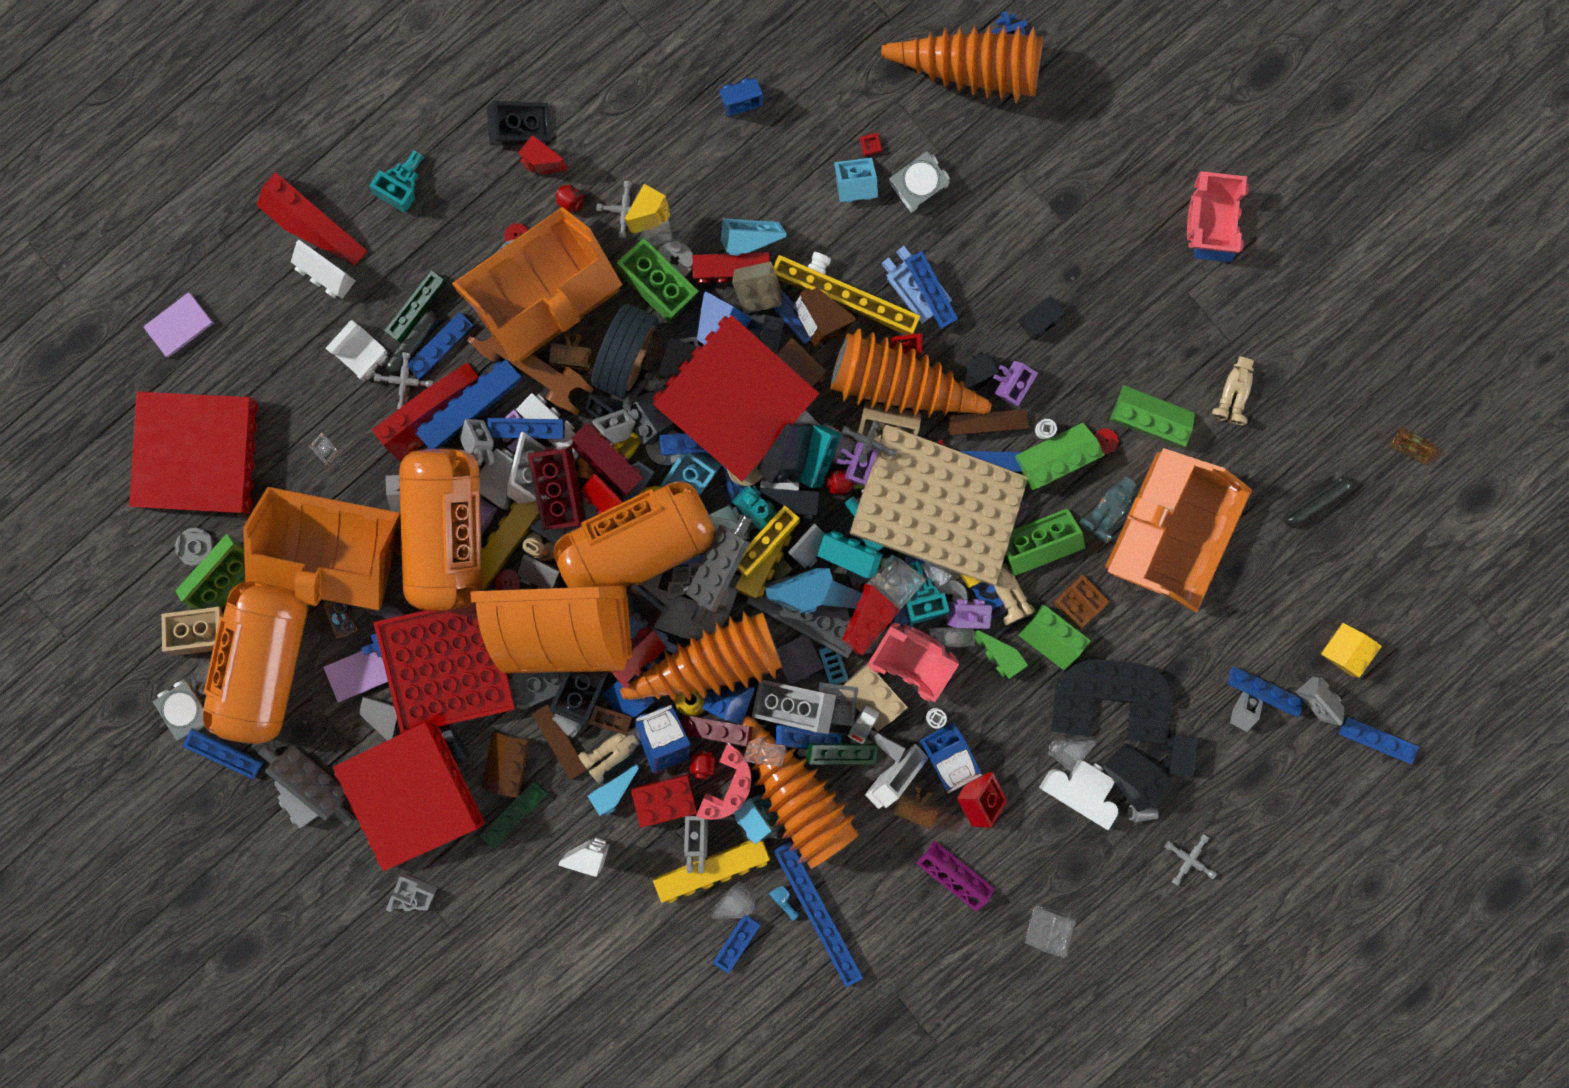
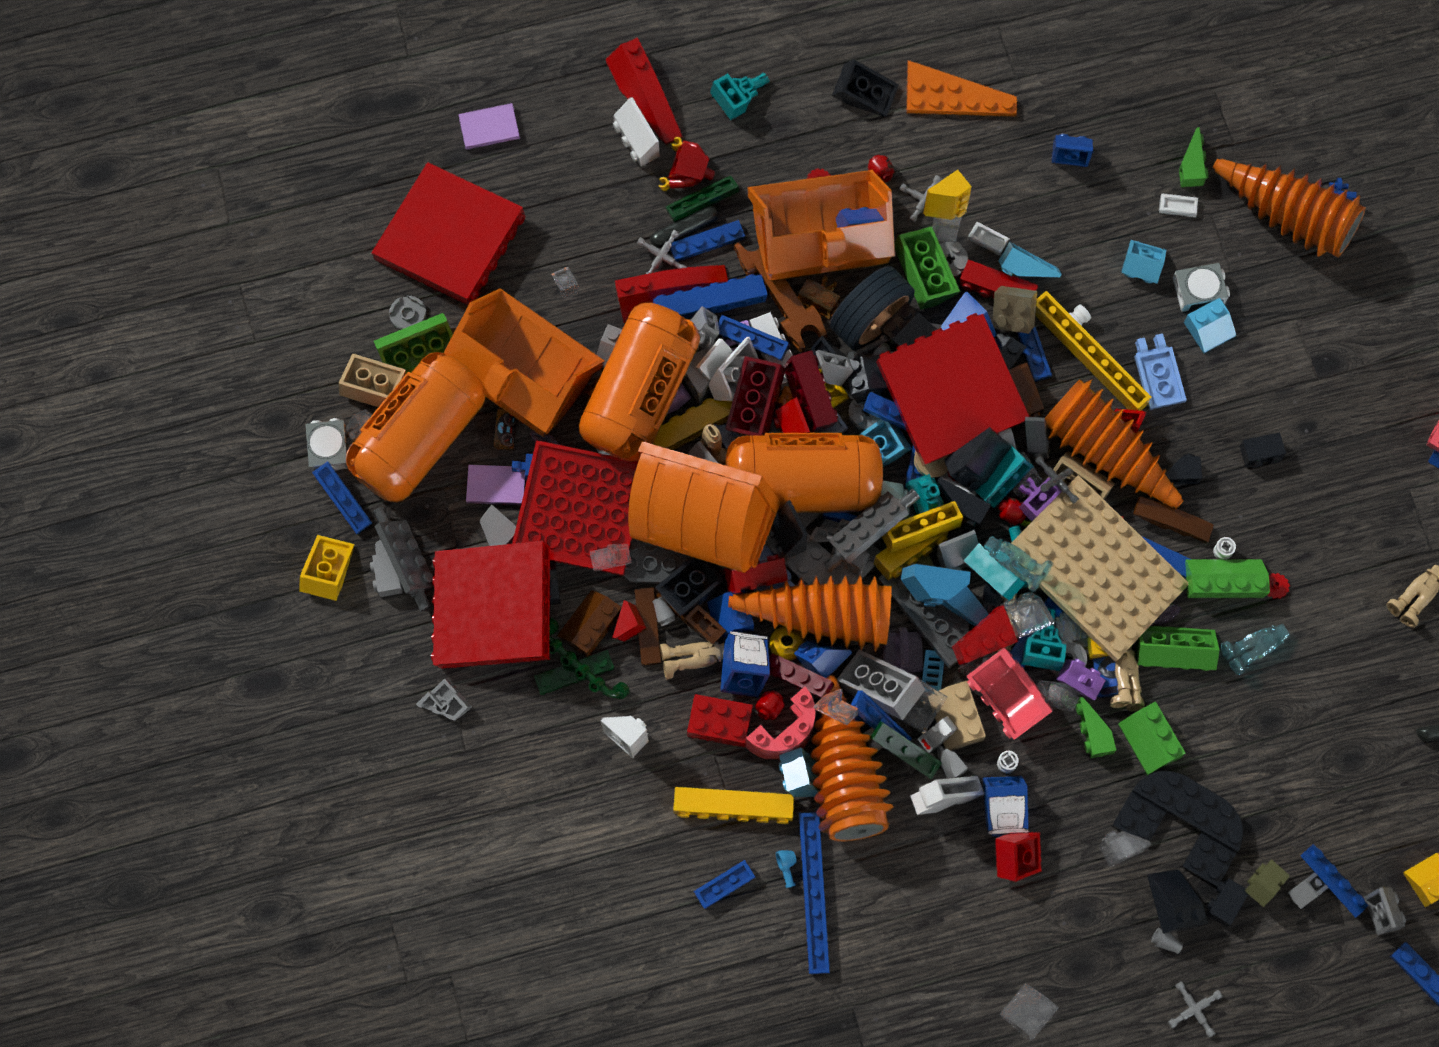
camera: 25 degrees right, 15 degrees down
(241, 824) = (326, 567): none -> yellow slope
(358, 350) = (633, 213): white panel -> none
(387, 280) = (688, 166): none -> red torso
(495, 700) = (610, 557): none -> clear slope
(500, 470) = (714, 359): none -> white tile
(521, 814) = (583, 671): none -> dark green bar
(540, 158) = (872, 124): red slope -> none
(540, 748) = (628, 622): none -> red slope
(572, 263) = (851, 217): none -> blue slope
(596, 92) = (942, 93): none -> orange wing
(608, 795) = (673, 692): medium azure slope -> none
(696, 842) = (732, 768): light grey hinge -> none
(701, 222) = (988, 238): none -> white tile
(735, 903) = (741, 842): clear slope -> none
(821, 316) = (1061, 359): reddish brown slope -> none
(833, 405) = (1037, 437): none -> dark grey slope
(857, 540) = (1009, 557): none -> clear light blue piece
(861, 63) = (1192, 169): none -> bright green slope
(864, 106) = (1178, 205): none -> white tile
(870, 144) = (1170, 239): red tile -> none
(915, 810) = (950, 837): clear orange brick -> none
(931, 289) = (1171, 381): blue plate -> none
(944, 216) = (1210, 325): none -> medium azure slope
(958, 874) = (967, 918): magenta fence -> none
(1015, 383) = (1214, 494): medium lavender brick -> none
(1080, 602) = (1191, 719): dark orange slope -> none
(1084, 792) = (1118, 894): white brick -> none
(1153, 417) = (1329, 583): bright green slope -> none
(1179, 527) = (1314, 688): orange piece -> none
(1208, 725) = (1266, 882): none -> olive brick

